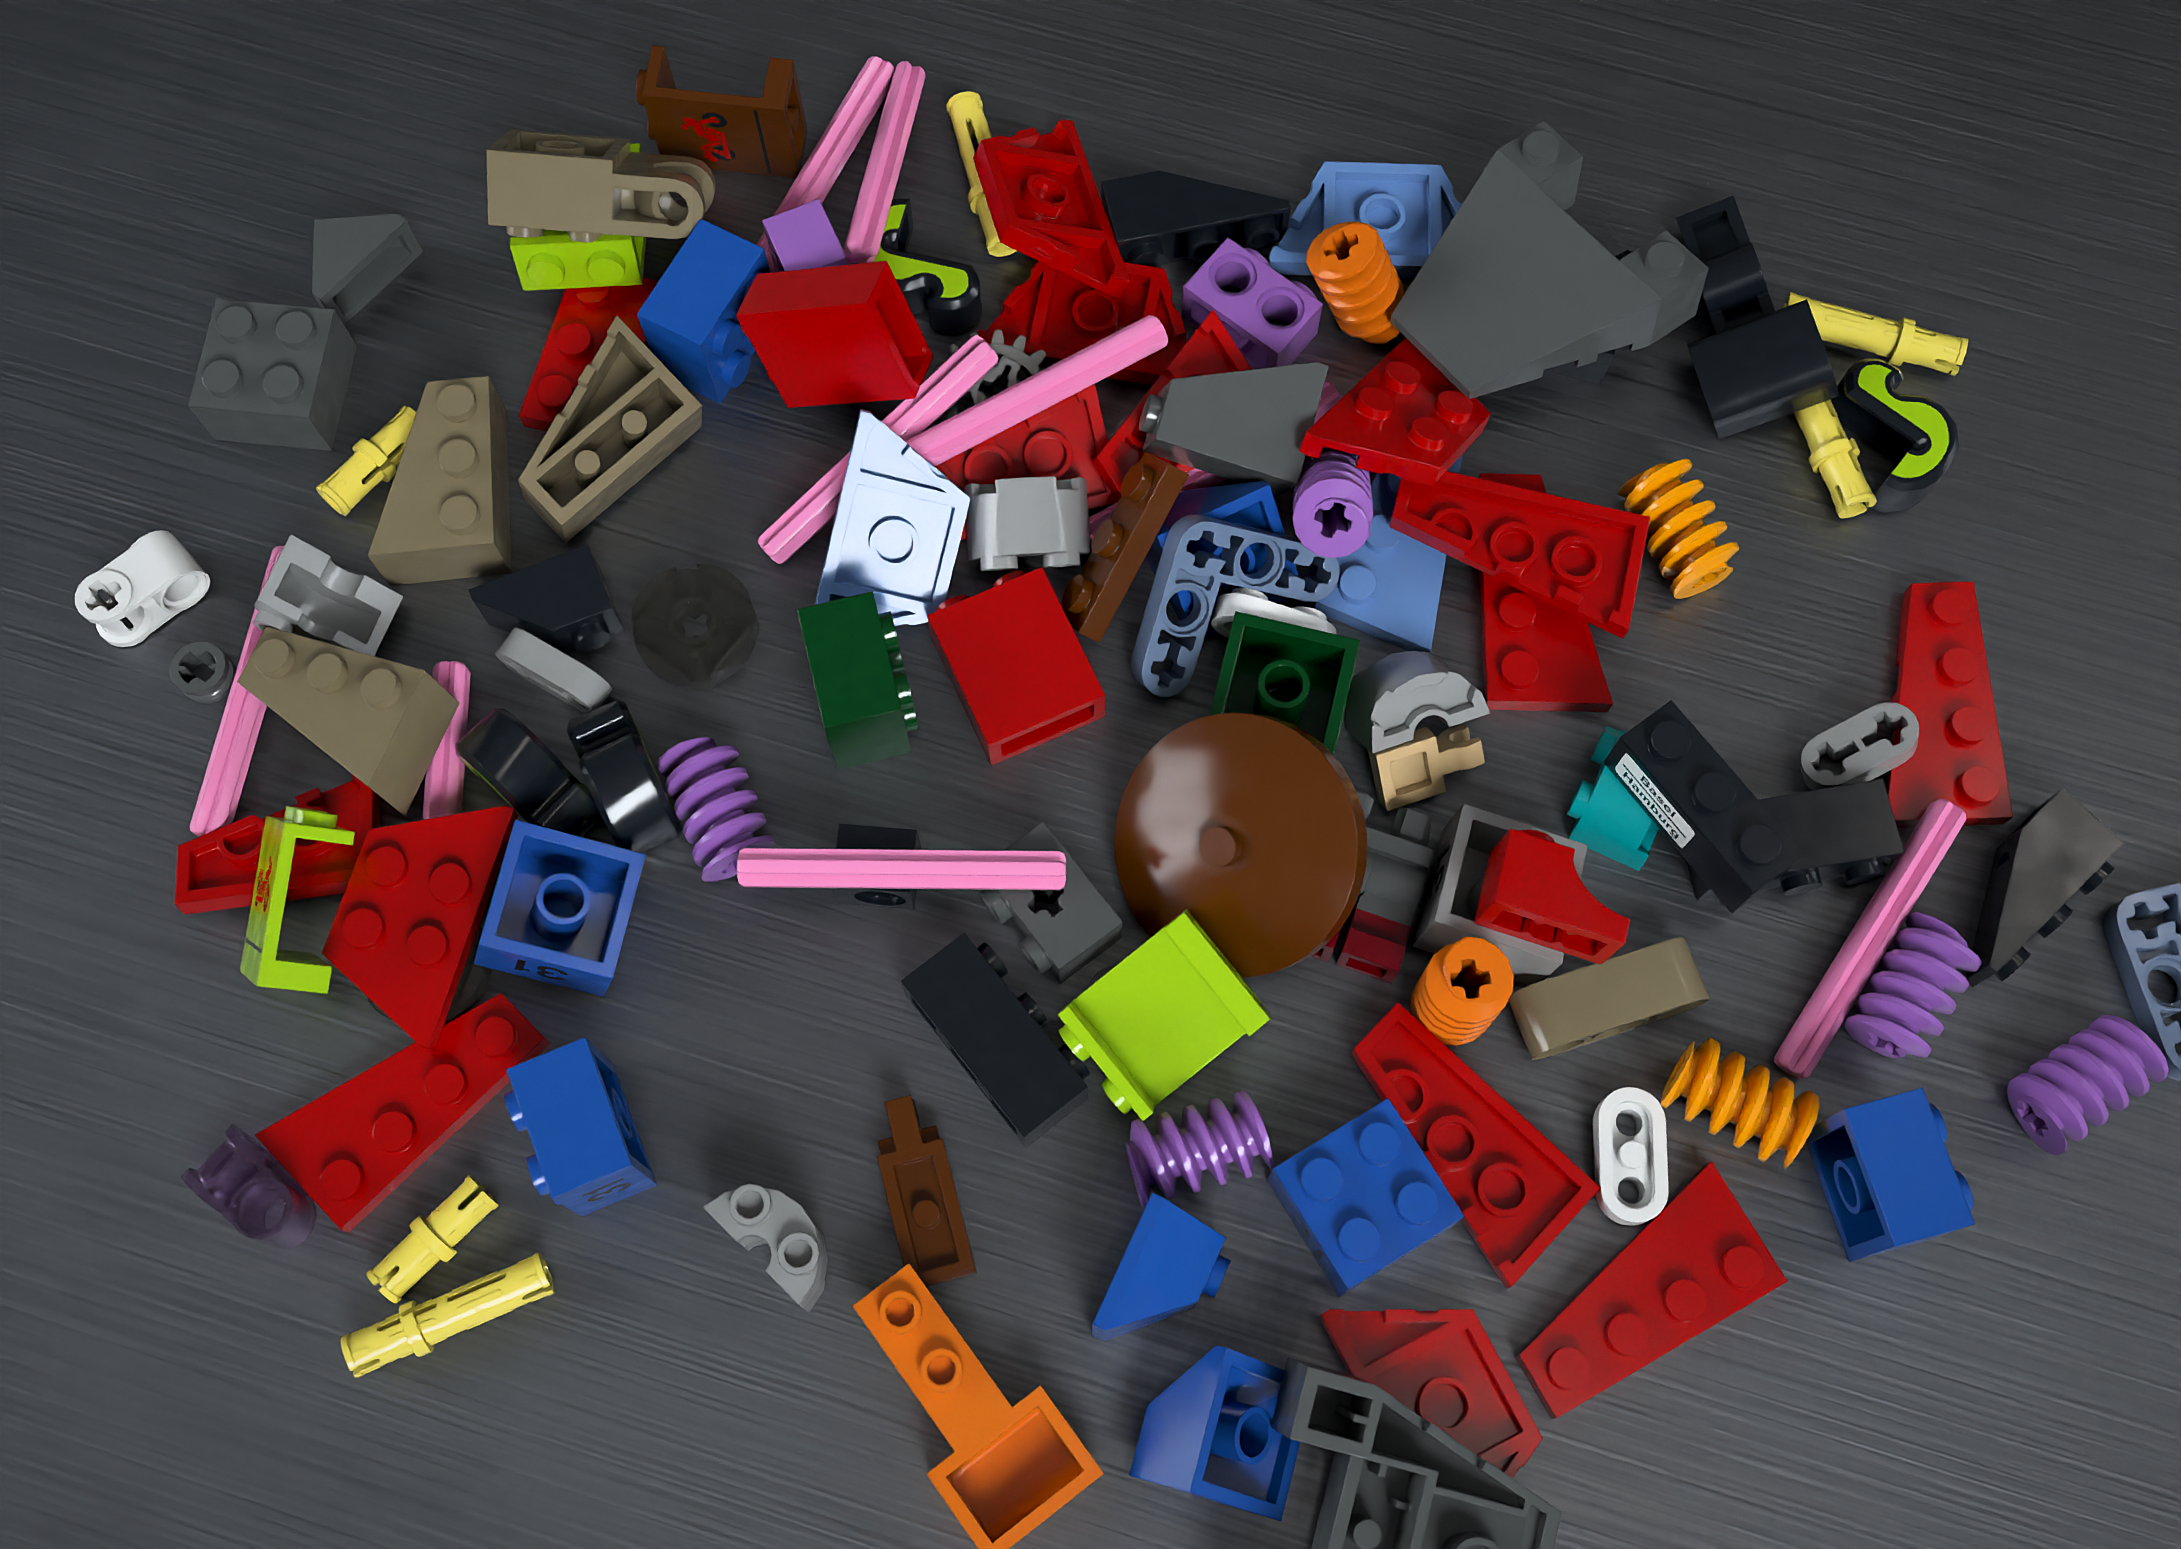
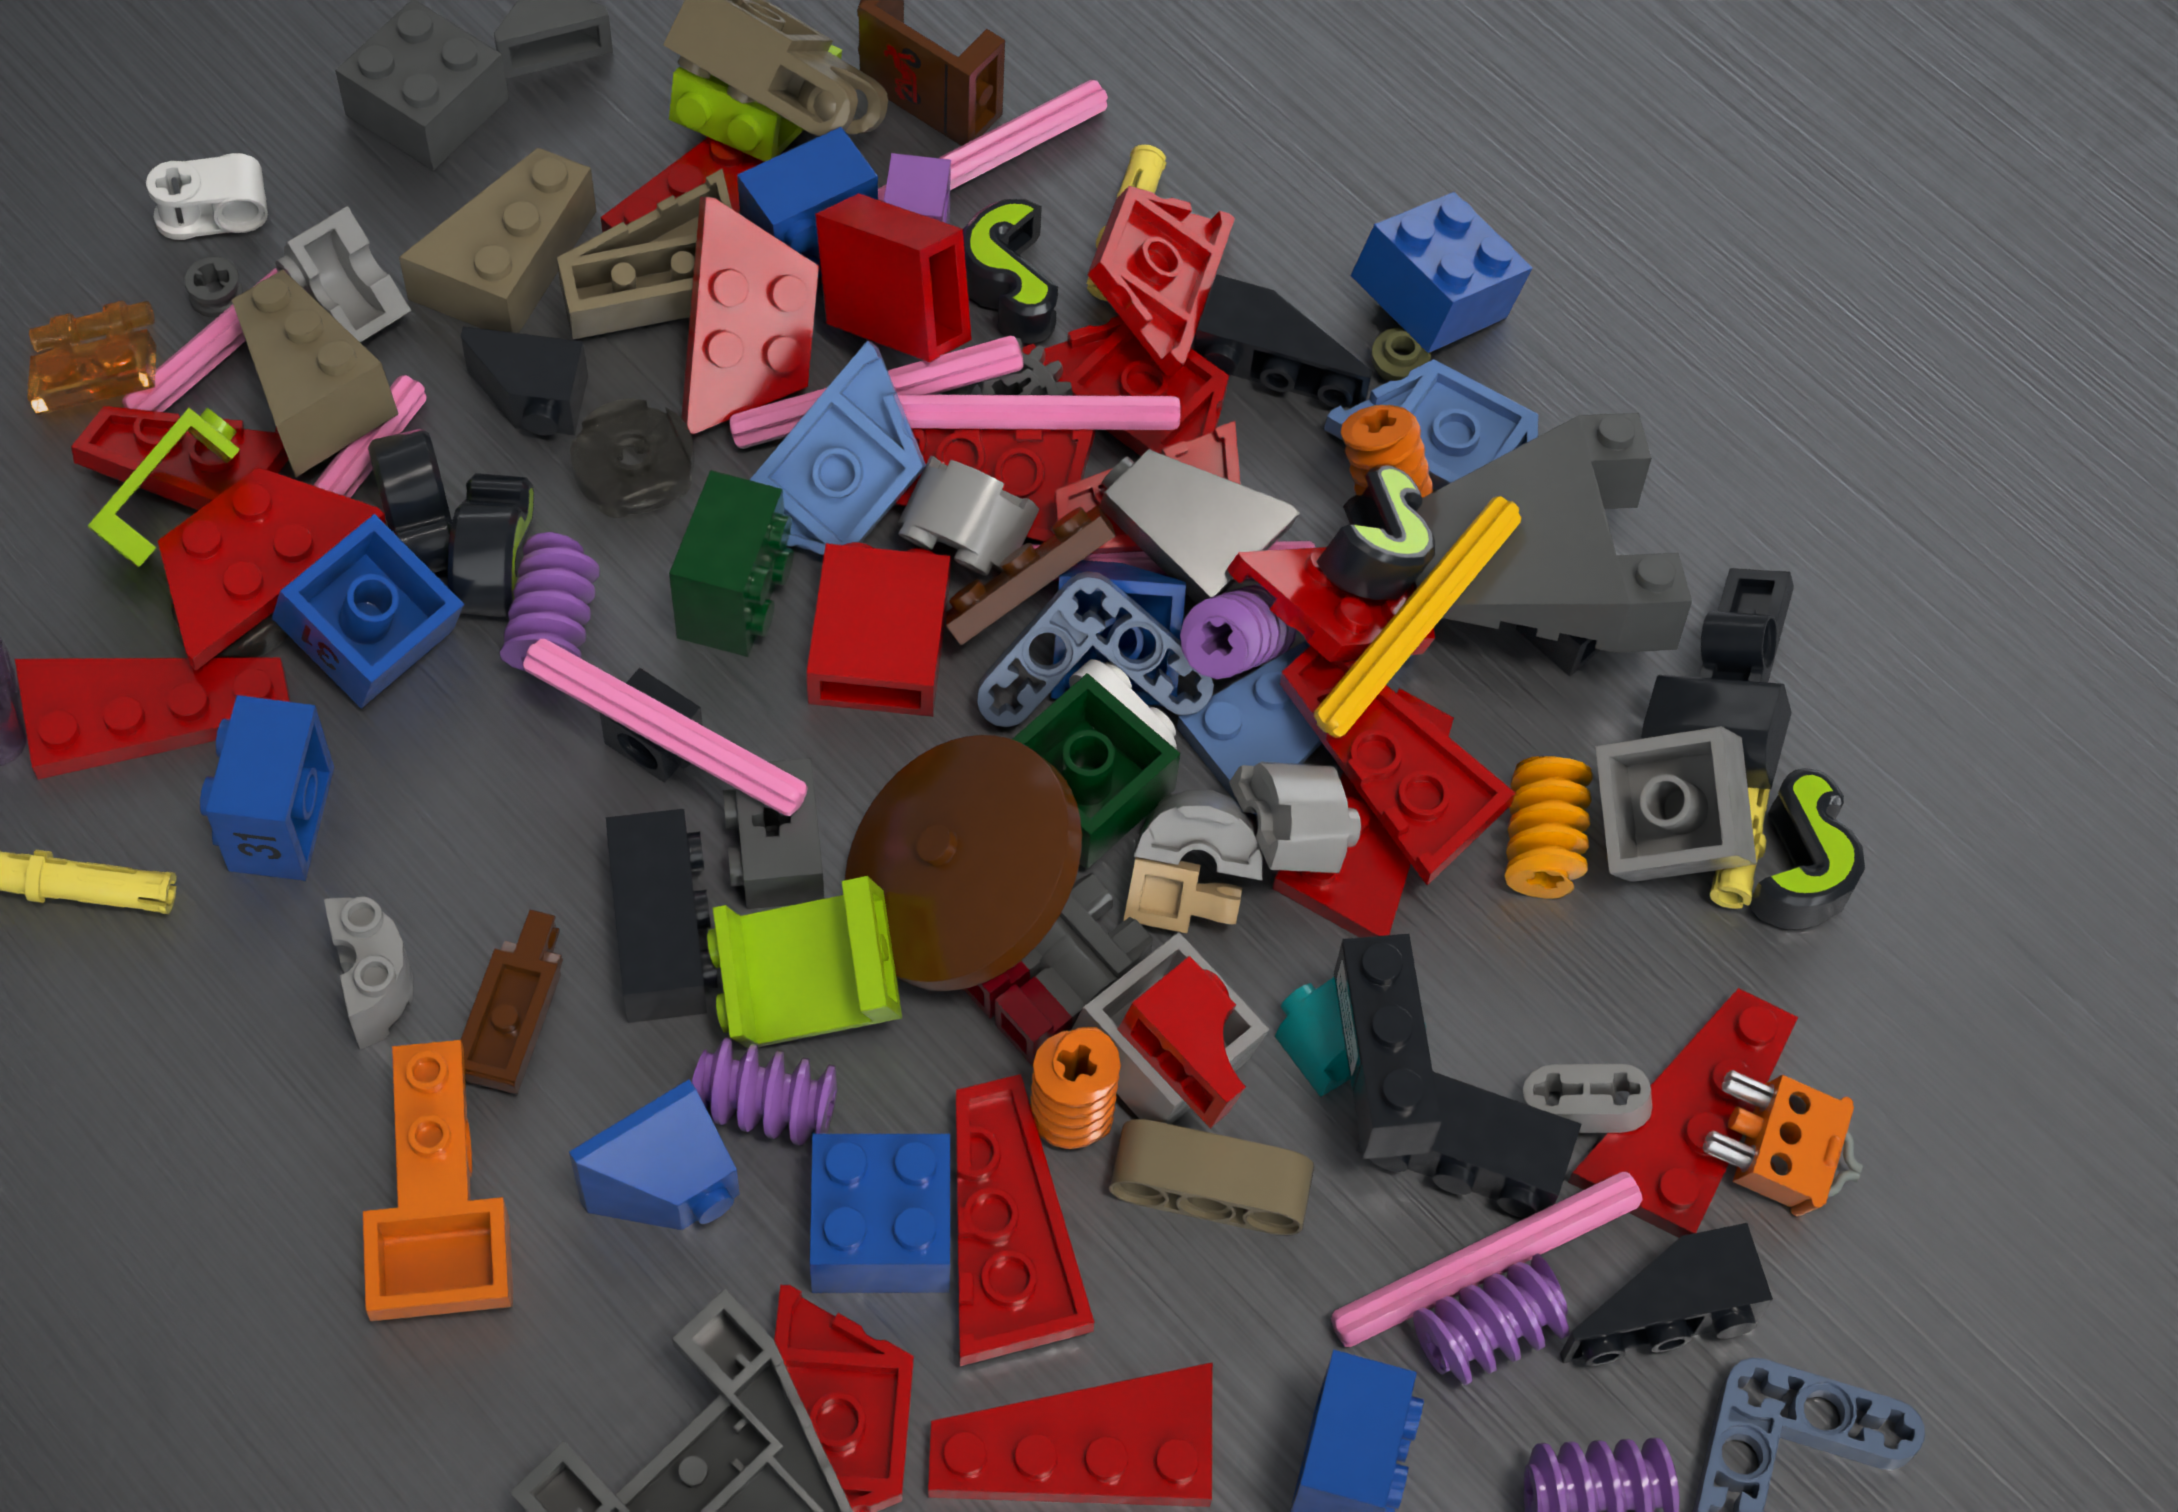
camera: 25 degrees right, 10 degrees down
(144, 816) = (93, 370): none -> clear orange plate
(369, 465) = (447, 194): light yellow pin -> none
(432, 1239) = (98, 817): light yellow pin -> none
(553, 671) = (491, 430): light grey beam -> none
(721, 444) = (746, 318): none -> wing
(884, 164) = (1038, 166): bright pink axle -> none
(1216, 1438) = (618, 1329): blue slope -> none
(1262, 298) = (1275, 451): medium lavender brick -> none
(1284, 78) = (1440, 271): none -> blue brick
(1285, 184) = (1391, 365): none -> olive plate
(1415, 347) = (1385, 541): none -> black animal
(1481, 406) = (1417, 617): none -> yellow axle
(1490, 634) = (1299, 814): none -> light grey cylinder
(1631, 1158) = (1139, 1319): white plate -> none
(1742, 1100) = (1264, 1321): light orange piece -> none
(1786, 455) = (1675, 804): none -> light grey brick
(1886, 337) = (1859, 768): light yellow pin -> none
(2040, 695) = (1788, 1142): none -> orange piece

